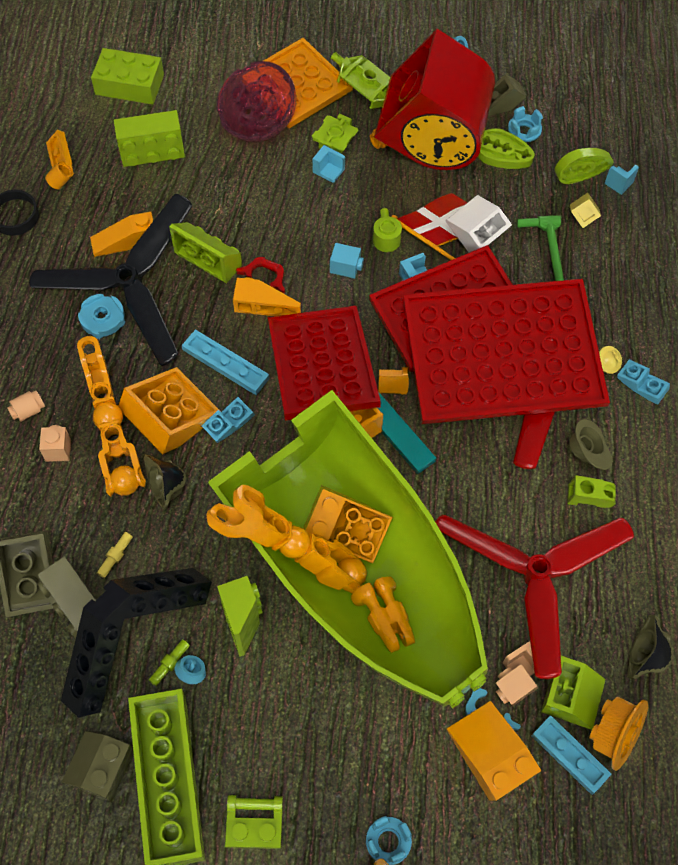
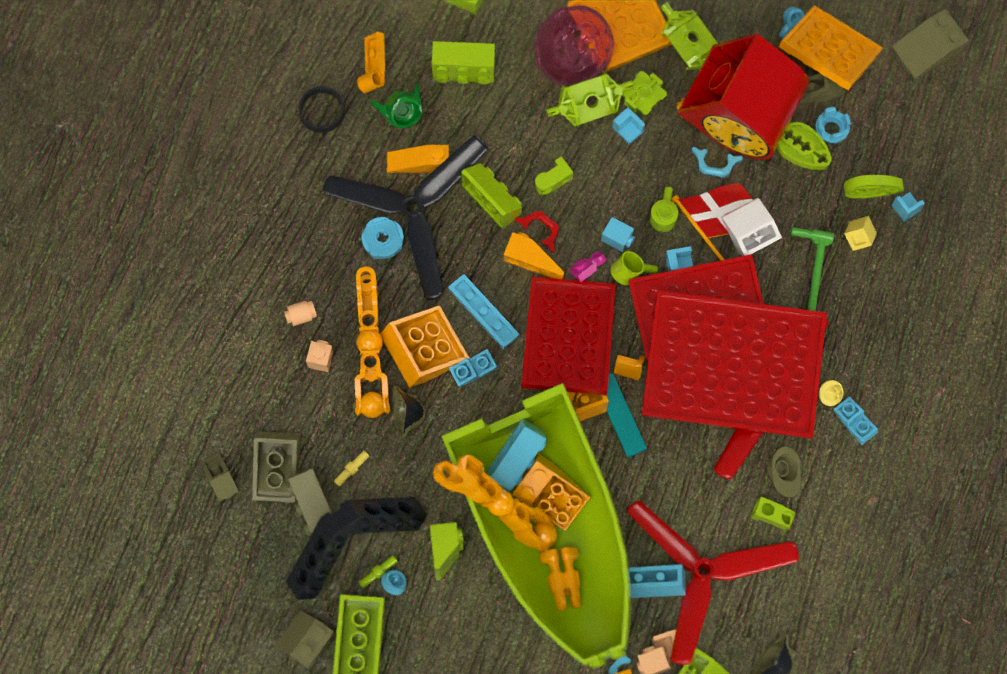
camera: 15 degrees right, 10 degrees up
(95, 192) = (401, 108): none -> green helmet
(267, 224) = (553, 179): none -> lime leg
(269, 152) = (574, 97): none -> lime plate
(300, 487) = (517, 455): none -> medium azure brick
(320, 298) = (586, 267): none -> dark pink plate
(364, 284) = (630, 266): none -> lime piece
(431, 187) = (705, 169): none -> medium azure helmet
(497, 590) = (657, 581): none -> medium azure brick
(508, 58) = (830, 47): none -> light orange plate
(592, 43) = (930, 44): none -> olive slope

